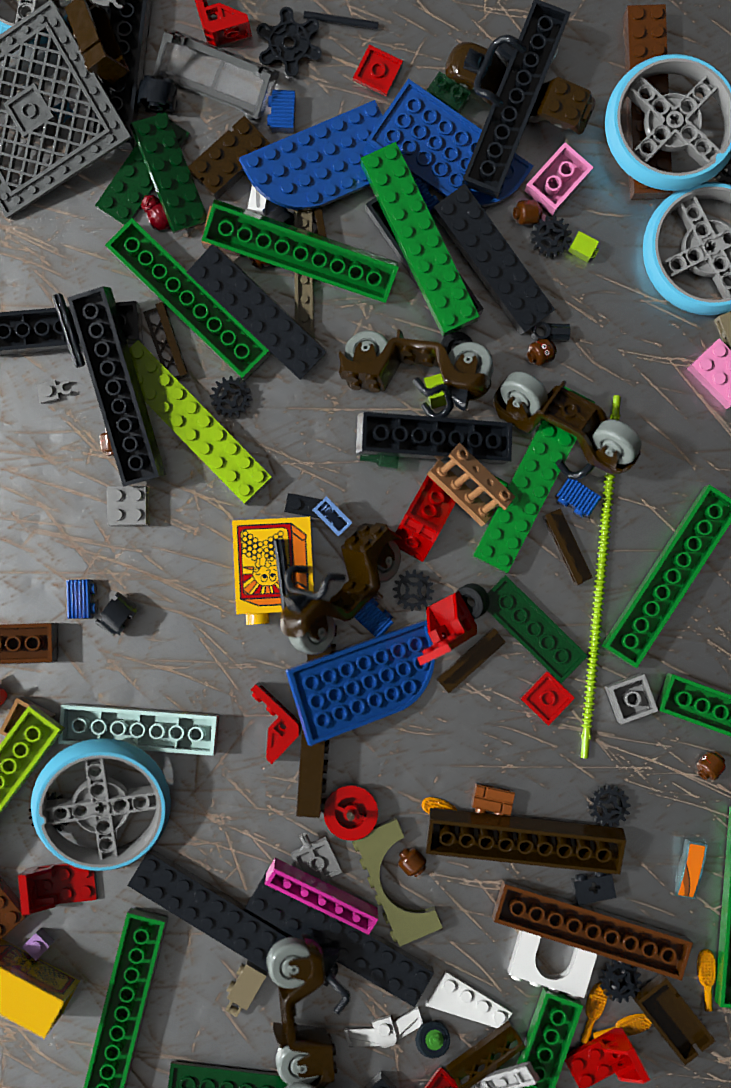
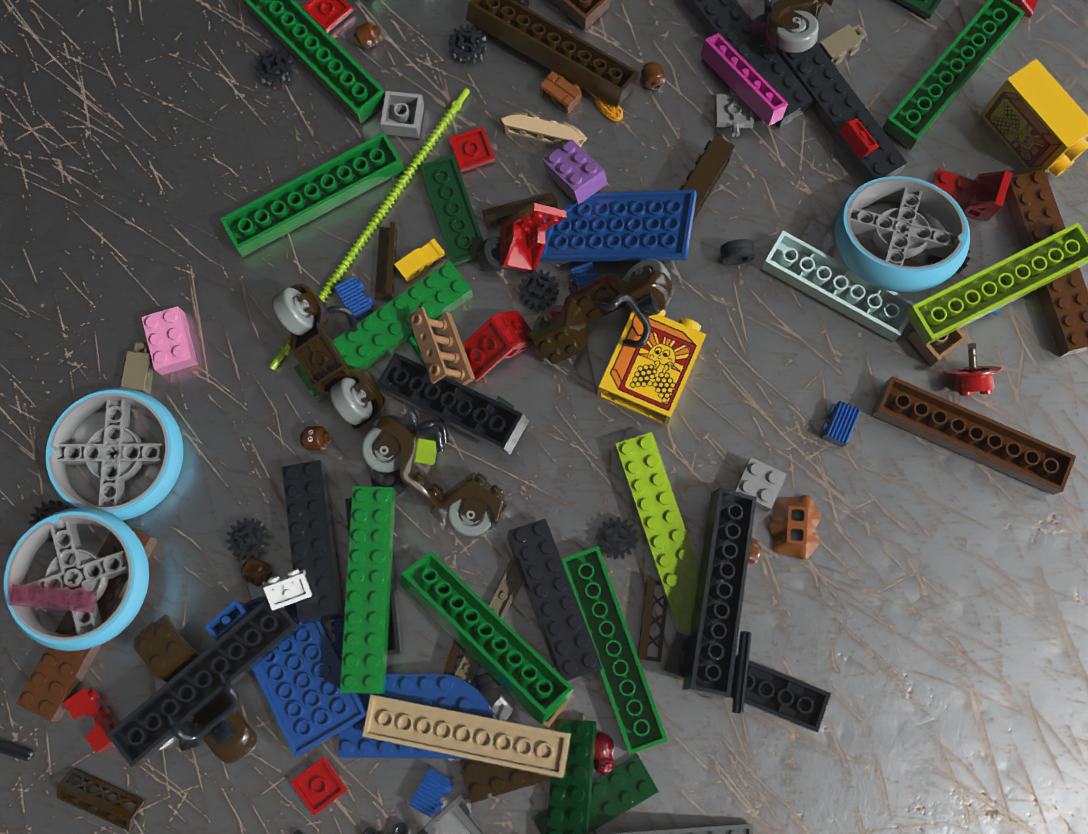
camera: 155 degrees left, 10 degrees down
(38, 943) = (1005, 155): lavender brick -> none
(50, 391) = (784, 629): light grey plate -> none
(91, 479) = (781, 526): none -> dark orange piece
(116, 614) = (813, 391): black brick -> none
(183, 885) = (858, 138): none -> red slope
(246, 716) = (737, 252): none -> black tyre
(272, 161) = (467, 735): none -> tan plate
(278, 738) = (708, 230): red bracket -> none
(281, 563) = (648, 347): black axle -> none
(301, 505) = (597, 408): black plate -> none
(332, 516) = (577, 379): medium blue torso -> none
(350, 813) = (685, 132): red piece -> none
(405, 922) = (681, 32): olive arch -> none
(436, 720) = (575, 171): none -> medium lavender brick
(449, 92) = (265, 725): clear green brick -> none
(487, 202) = (287, 589): none -> white bracket
(516, 746) = (541, 130): none -> tan brick
(524, 157) = (227, 619): none -> blue brick
(537, 563) = (419, 260): none -> yellow piece
(553, 331) = (295, 451): black piece -> none
(558, 179) = (210, 587): bright pink brick -> none
(584, 247) = (224, 514): lime brick -> none
(605, 37) = (87, 702): none -> red arch
(678, 91) = (53, 598): none -> clear pink plate

